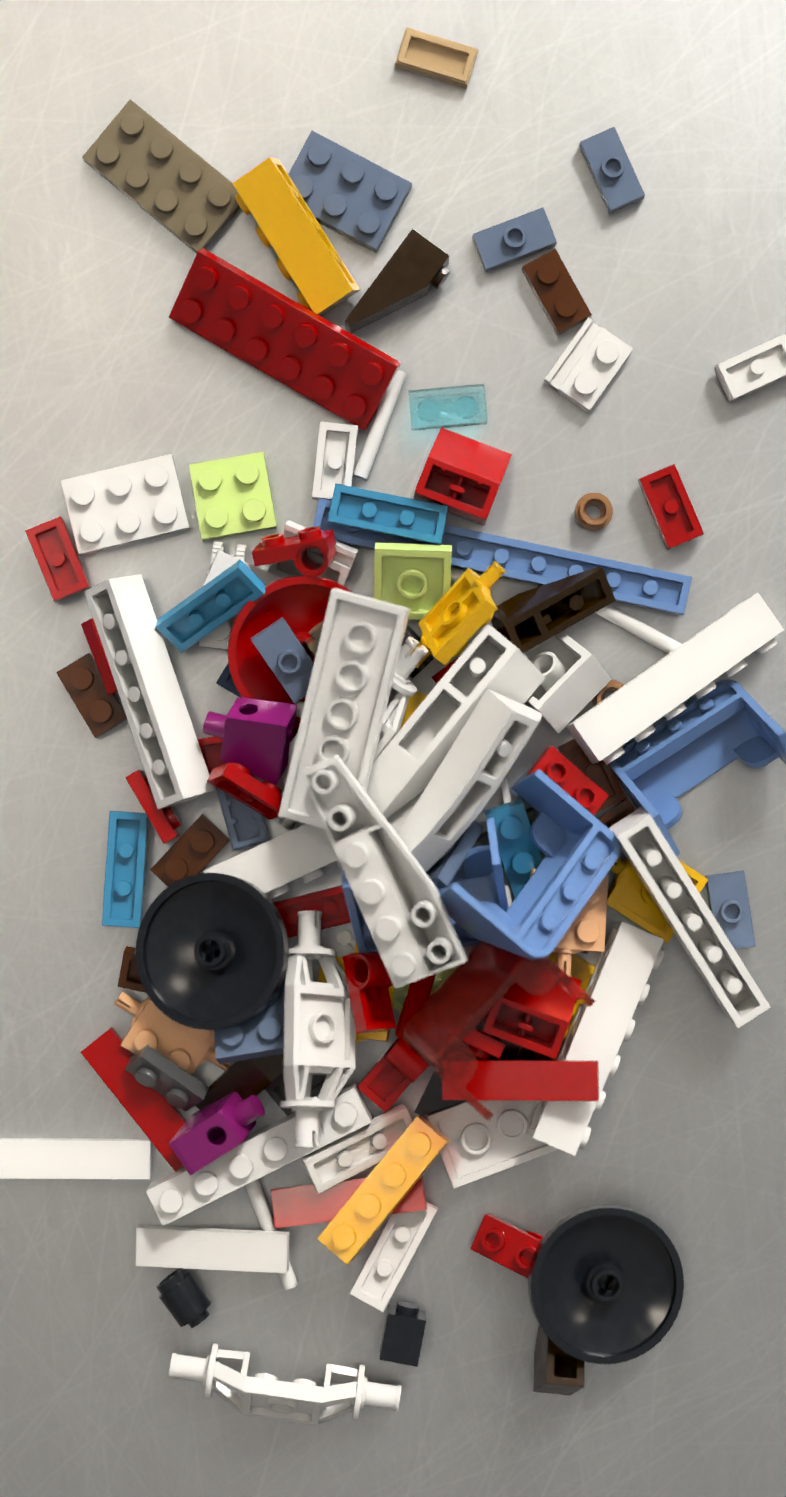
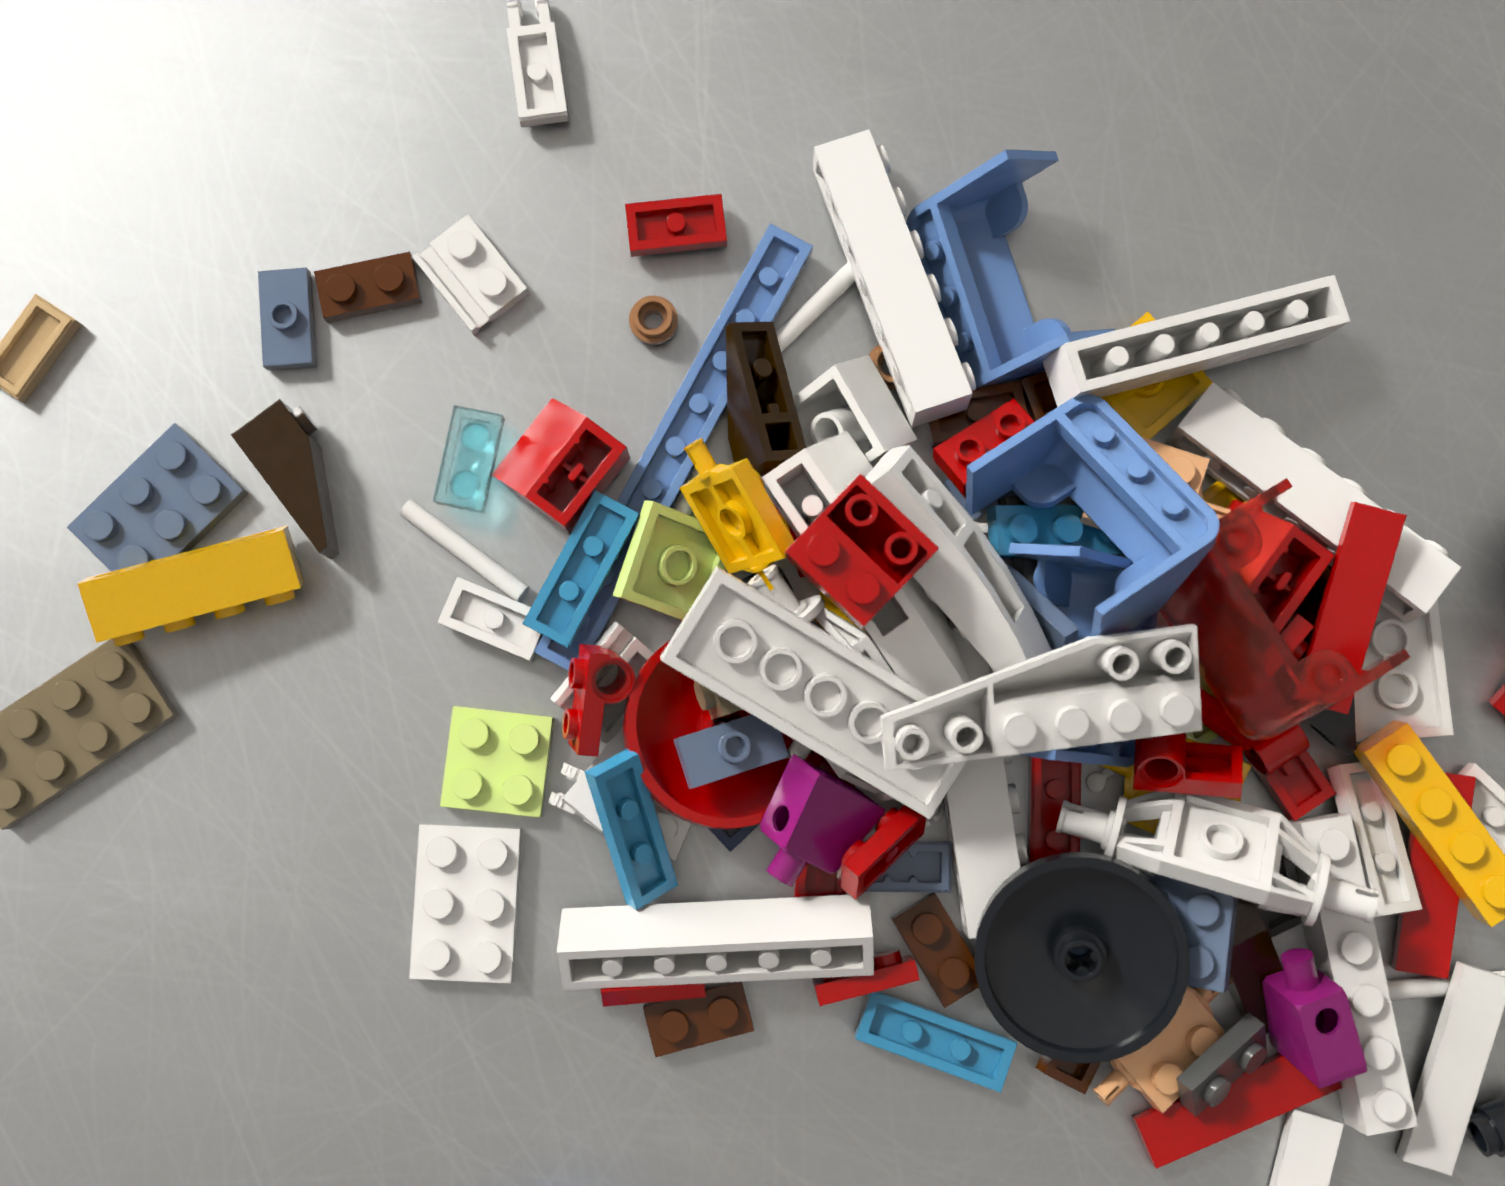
camera: 80 degrees left, 5 degrees down
(58, 559) = (509, 1012): red plate -> none
(284, 339) = (317, 638): red plate -> none
(449, 707) = (860, 551): none -> red slope
(611, 170) = (239, 177): sand blue plate -> none
(731, 907) = (1177, 292): sand blue plate -> none

